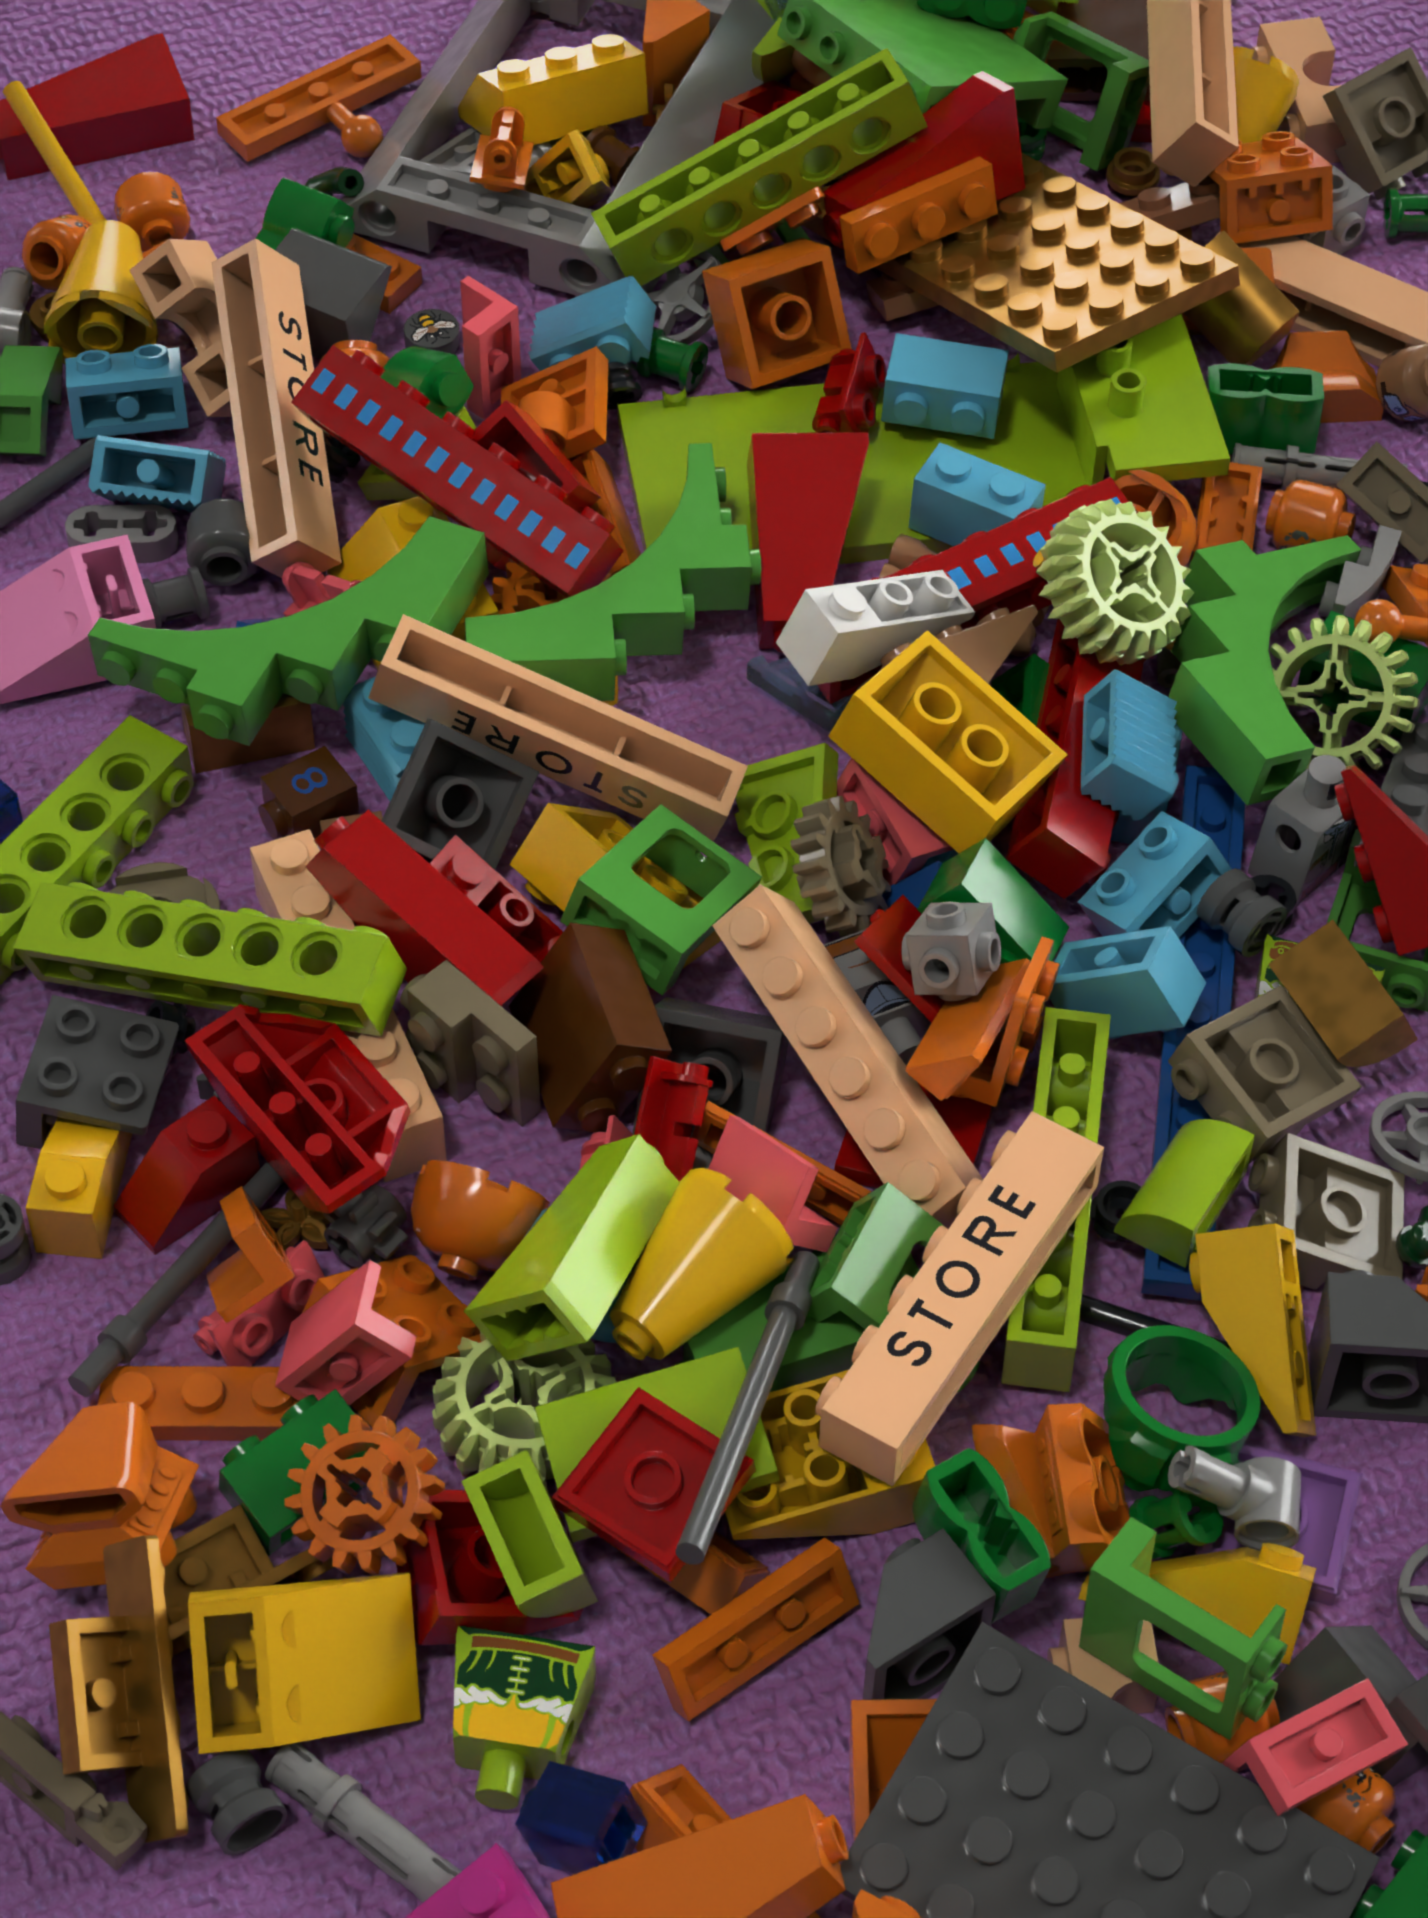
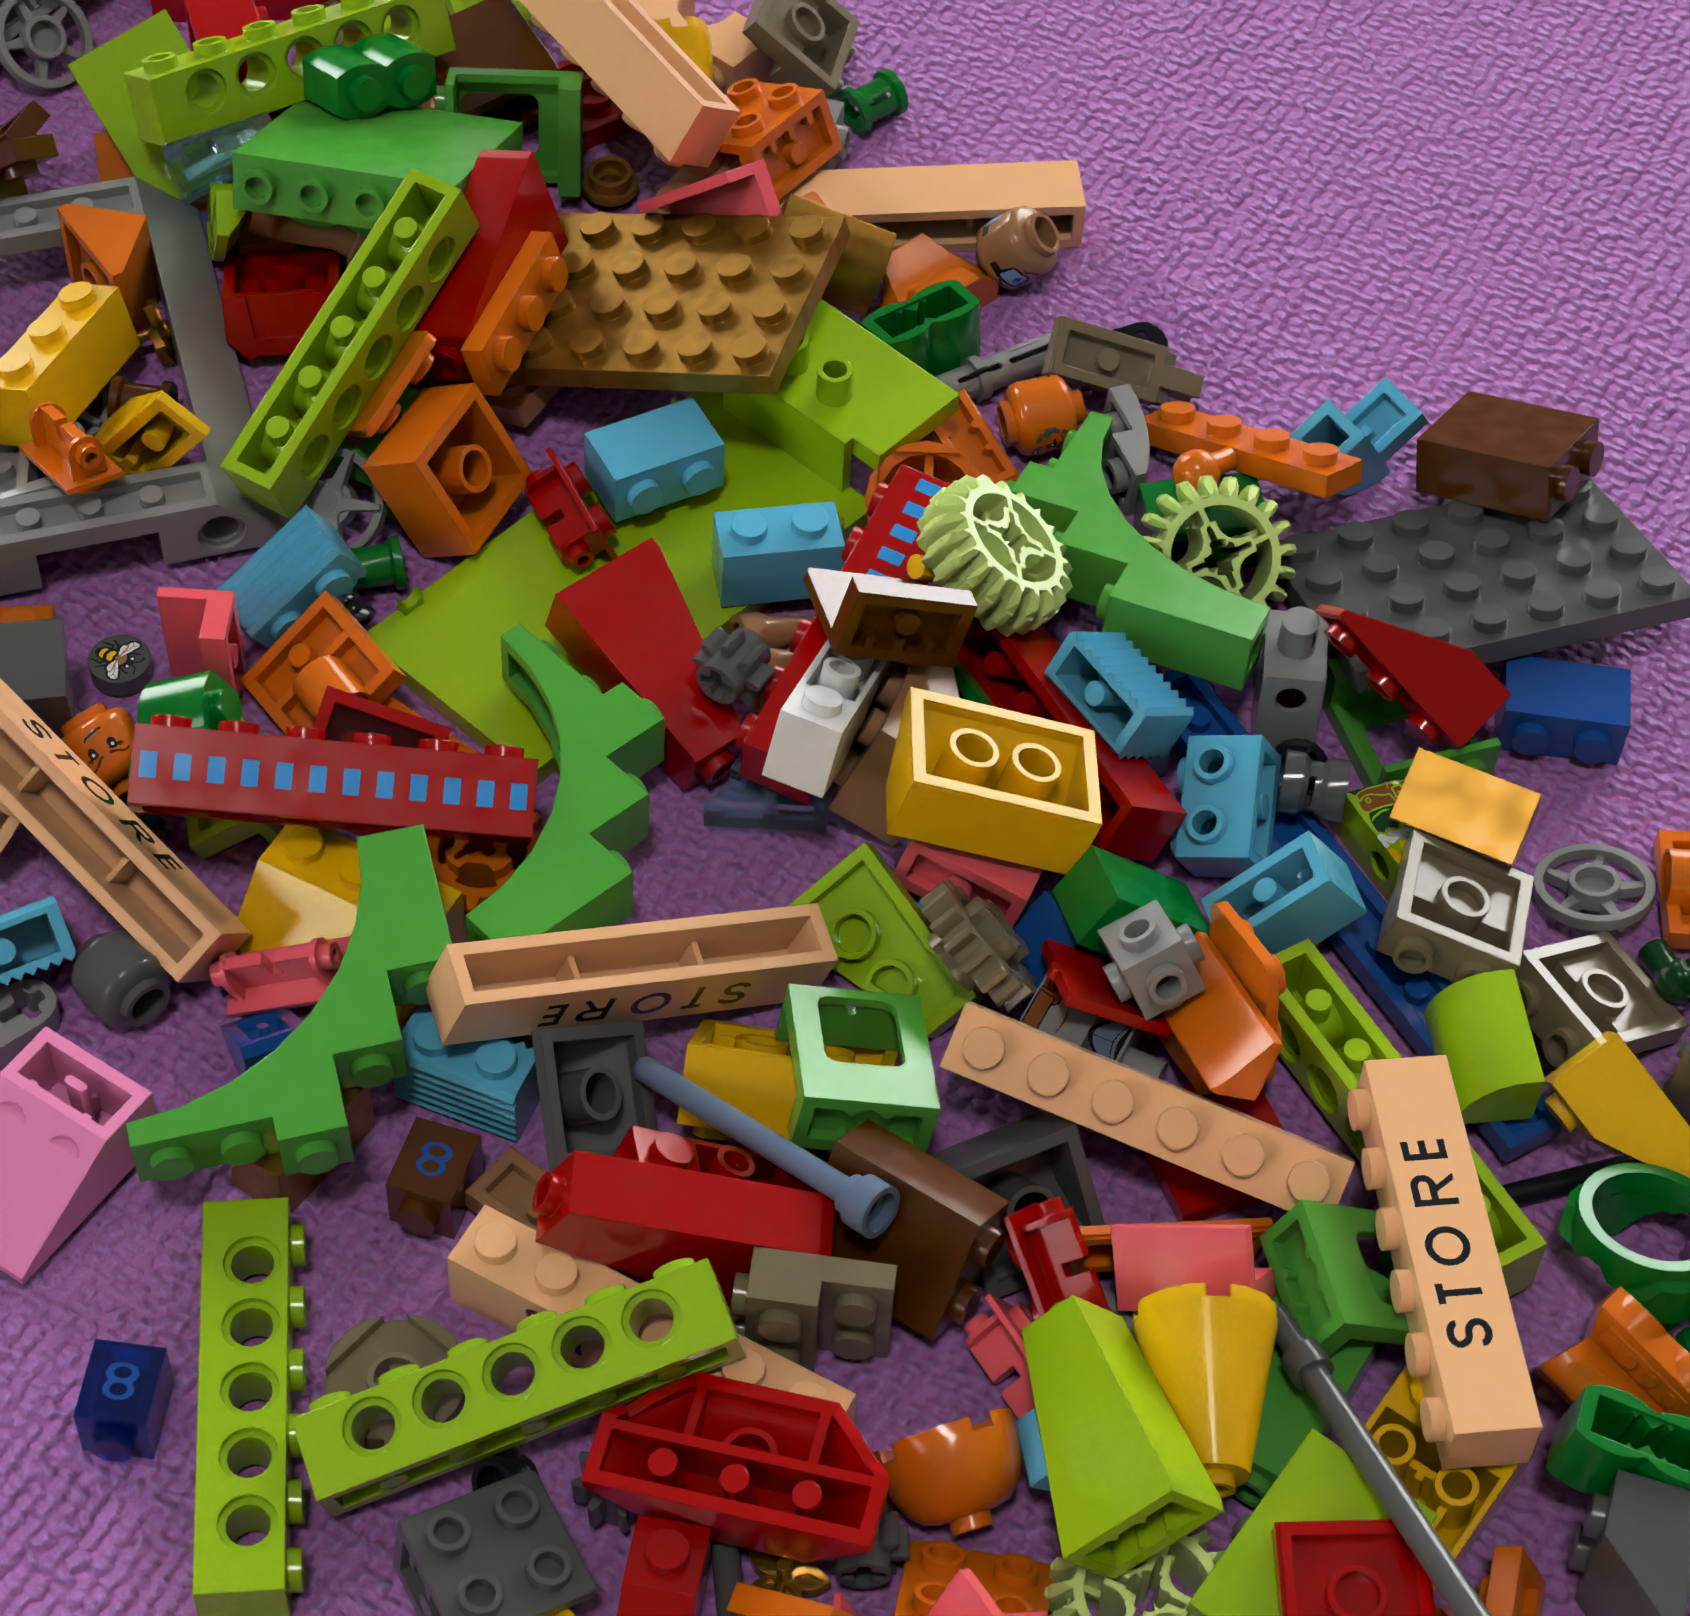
camera: 40 degrees left, 0 degrees up
(178, 597) = (130, 1049): dark grey bush -> none
(551, 976) = (863, 1201): none -> sand blue piece
(841, 555) = (733, 665): none -> dark grey gear
(967, 574) = (890, 617): none -> reddish brown bracket
(1167, 202) = (733, 192): none -> coral panel

